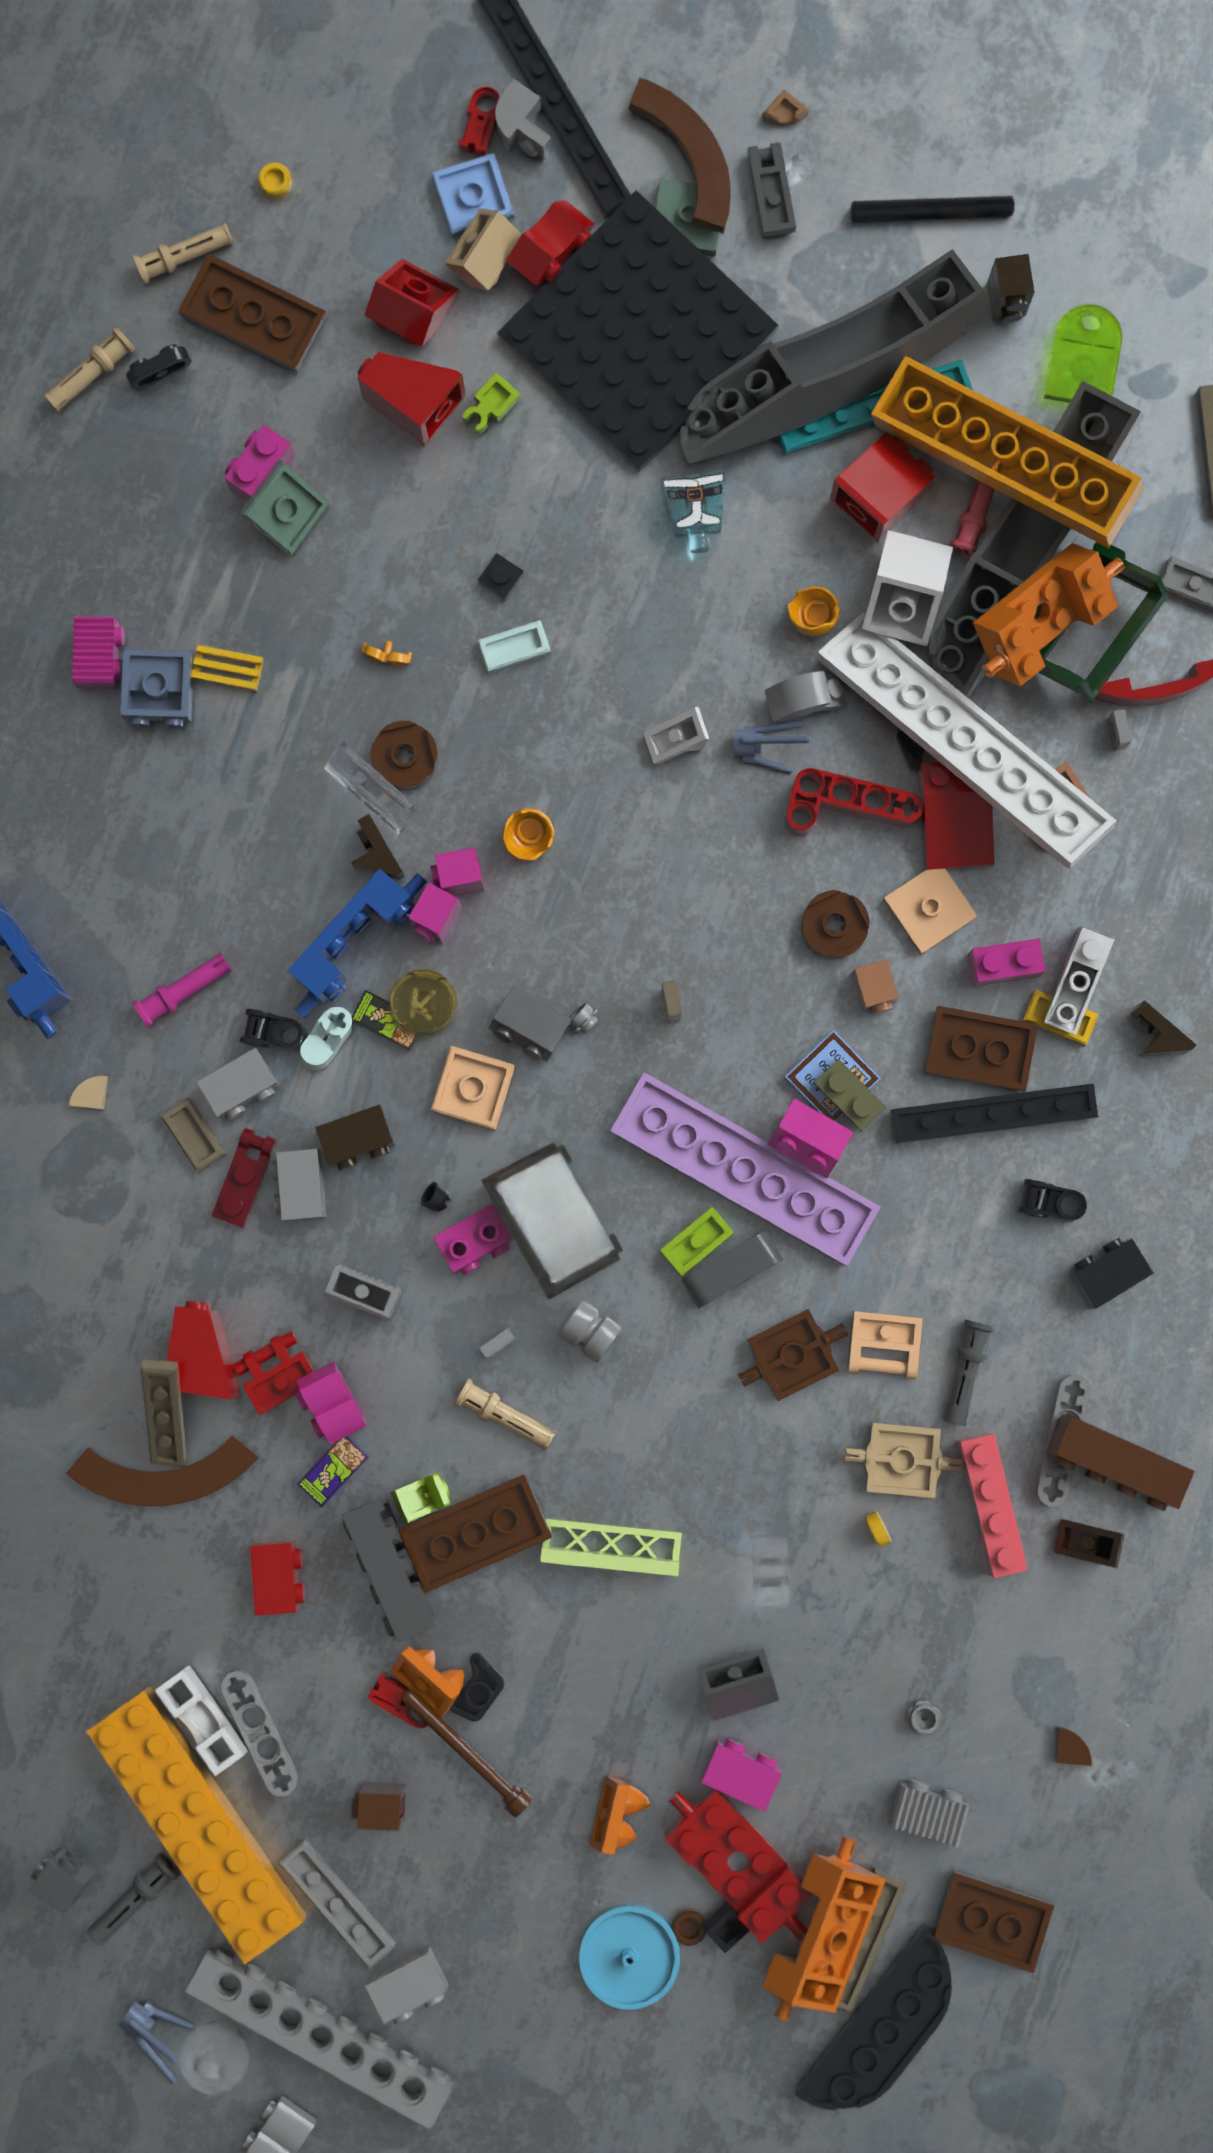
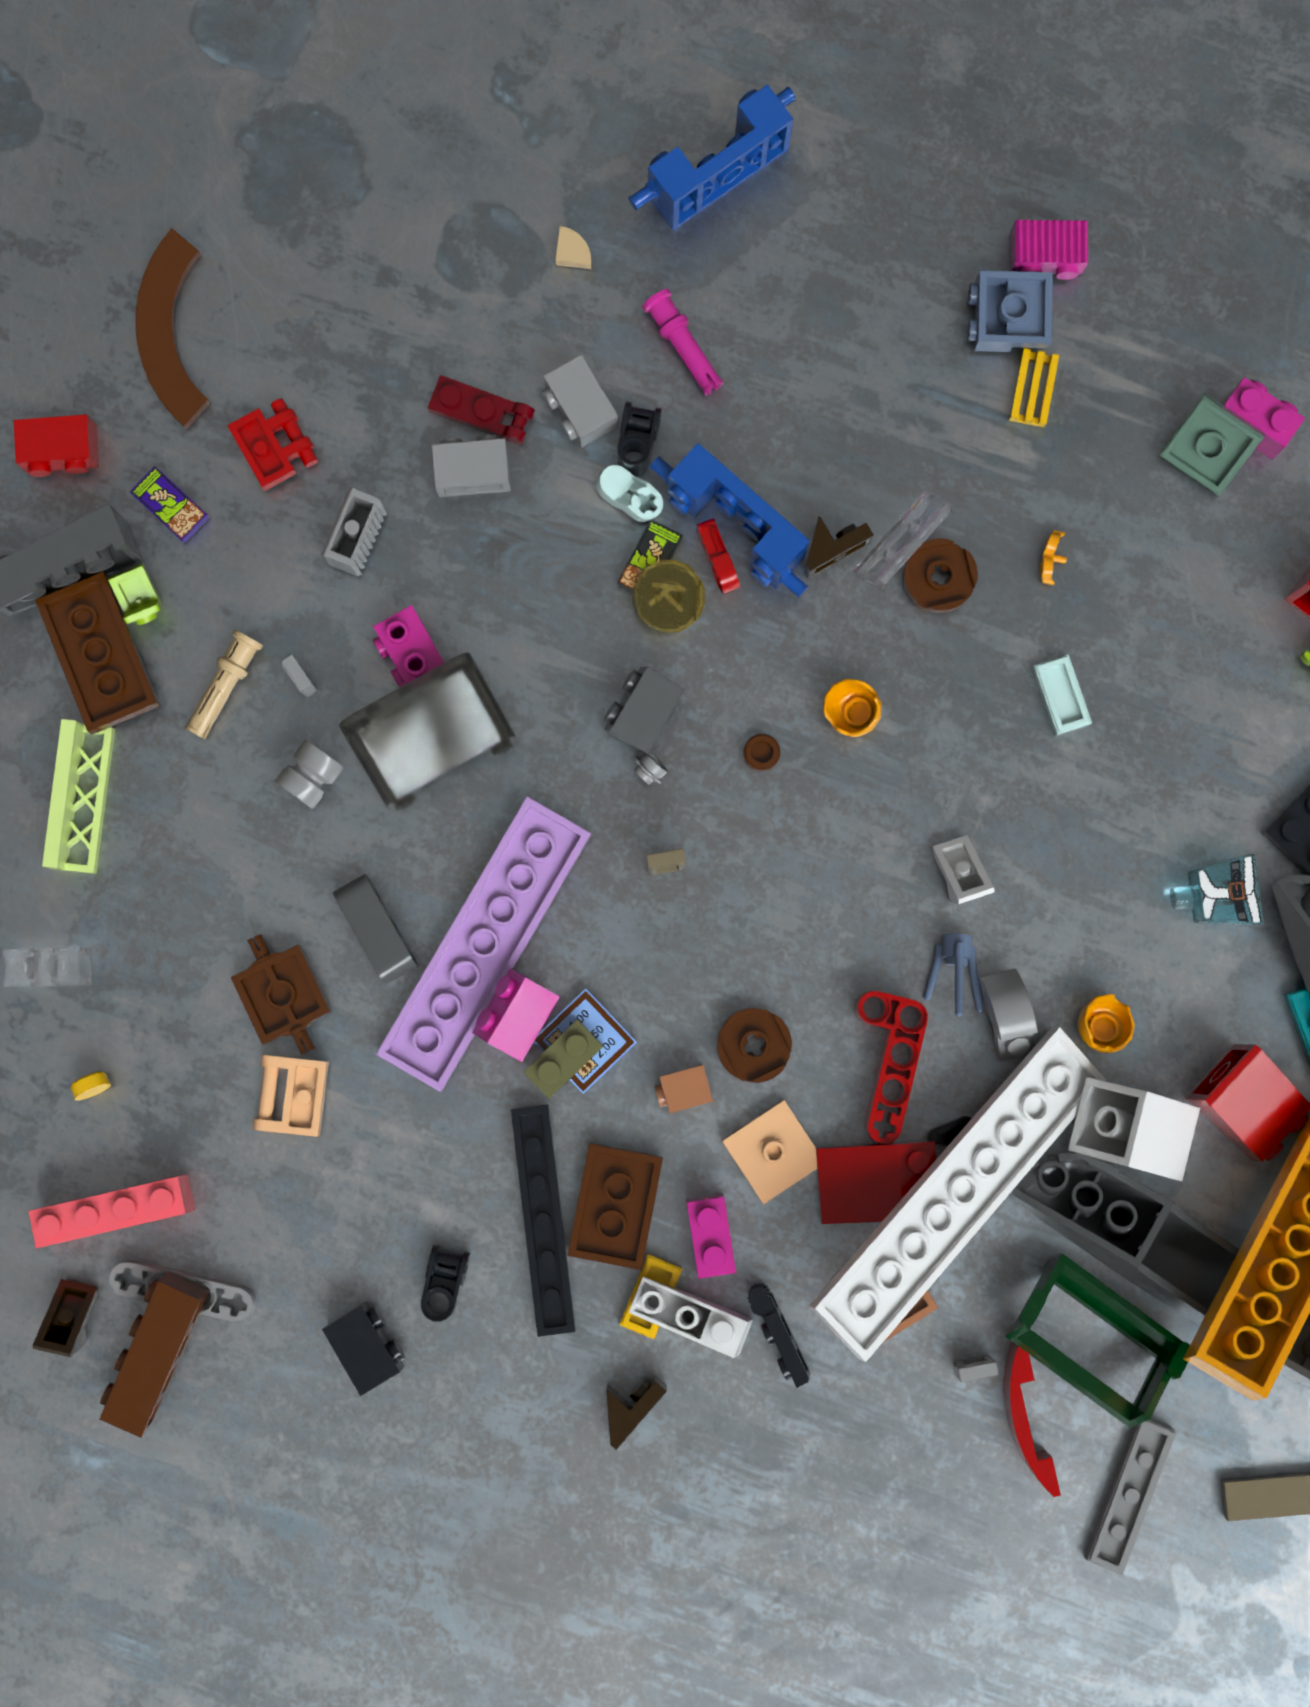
camera: 85 degrees right, 0 degrees up
(163, 1412) = (225, 319): dark tan tile -> none
(193, 1134) = (528, 357): dark tan tile -> none
(202, 1352) = (288, 360): red slope -> none
(330, 1403) = (236, 498): dark pink brick -> none
(355, 1137) = (523, 525): dark brown brick -> none
(386, 957) = (717, 556): none -> red piece
(434, 914) = (762, 605): dark pink brick -> none
(435, 1197) = (457, 610): black hinge -> none
(458, 872) = (808, 630): dark pink brick -> none
(473, 1087) = (575, 650): light nougat plate -> none
(501, 577) = (1139, 681): black plate -> none
(567, 918) = (761, 752): none -> reddish brown tile
(696, 1241) = (406, 890): lime plate -> none
(903, 1460) = (164, 1114): tan plate -> none
(971, 1354) = (276, 1190): dark grey pin -> none
(972, 521) = (1212, 1205): coral pin -> none
(1068, 589) = (1133, 1311): orange brick -> none
(1090, 903) = (778, 1332): none -> black hinge

